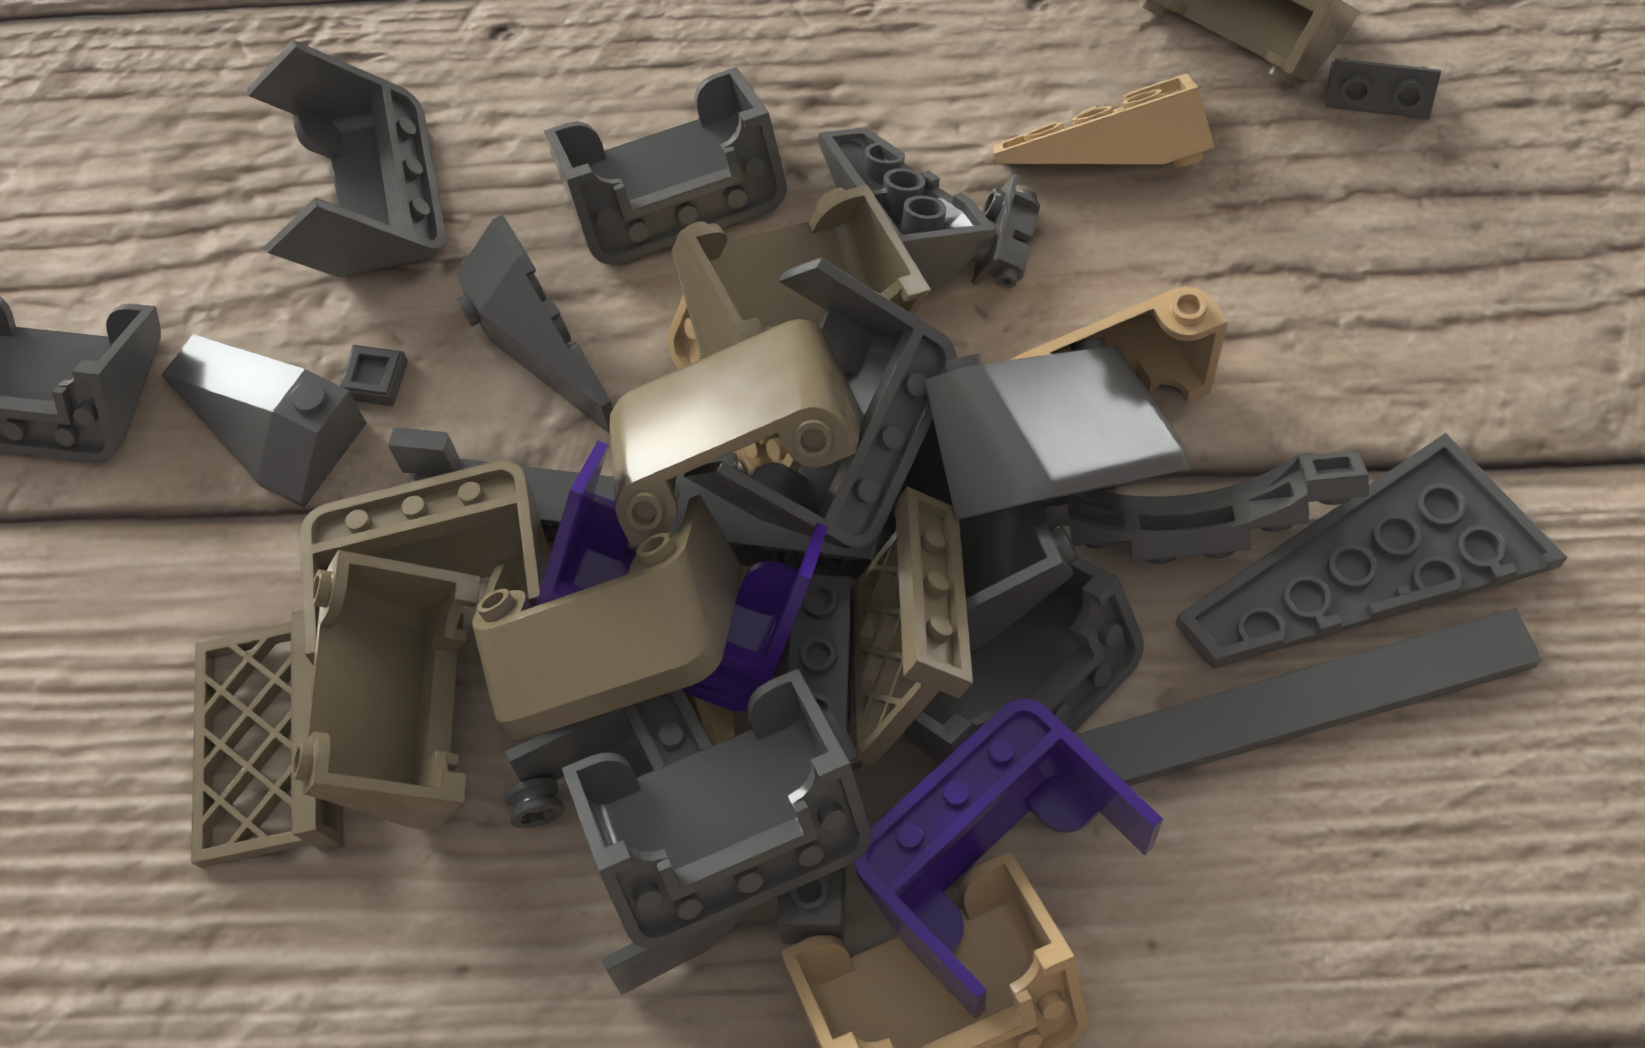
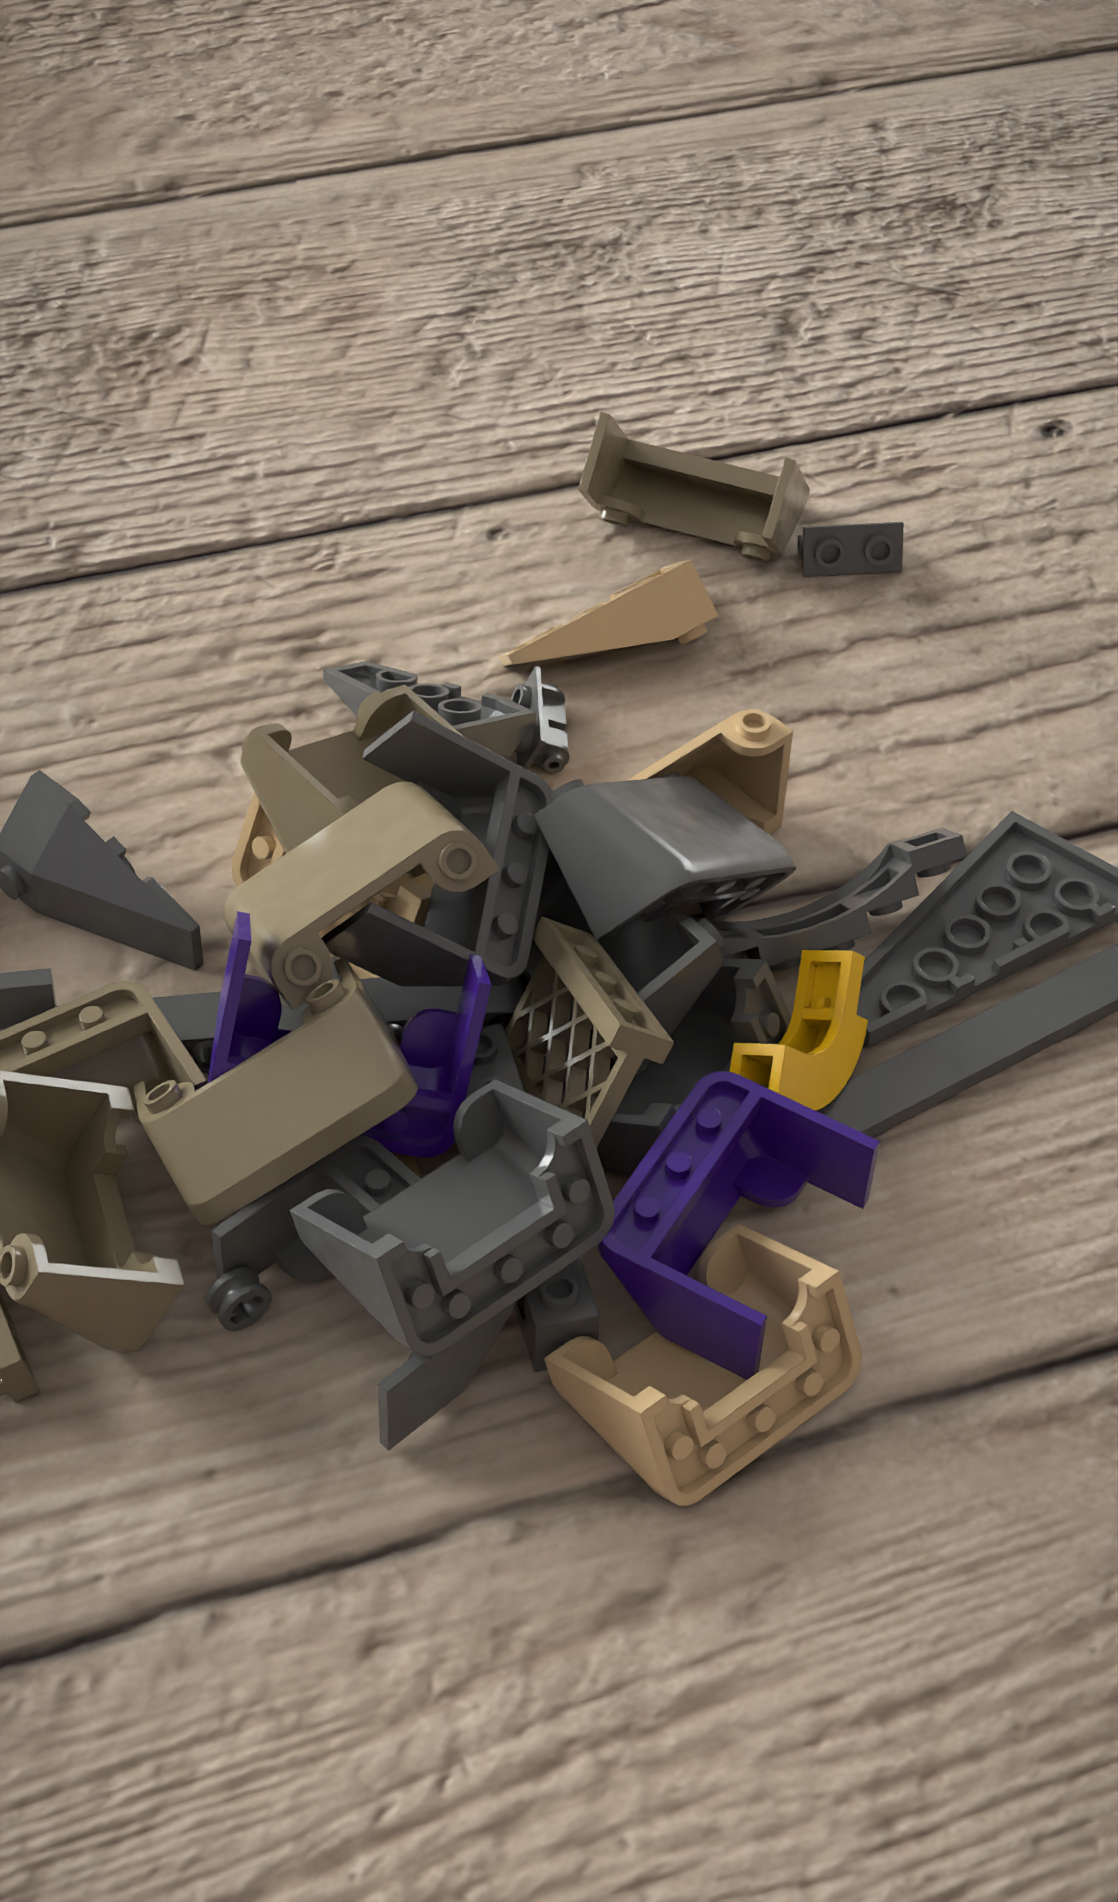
camera: 25 degrees left, 15 degrees down
(654, 187) = (190, 735): dark grey windscreen -> none
(1149, 674) = (822, 1036): none -> yellow arch

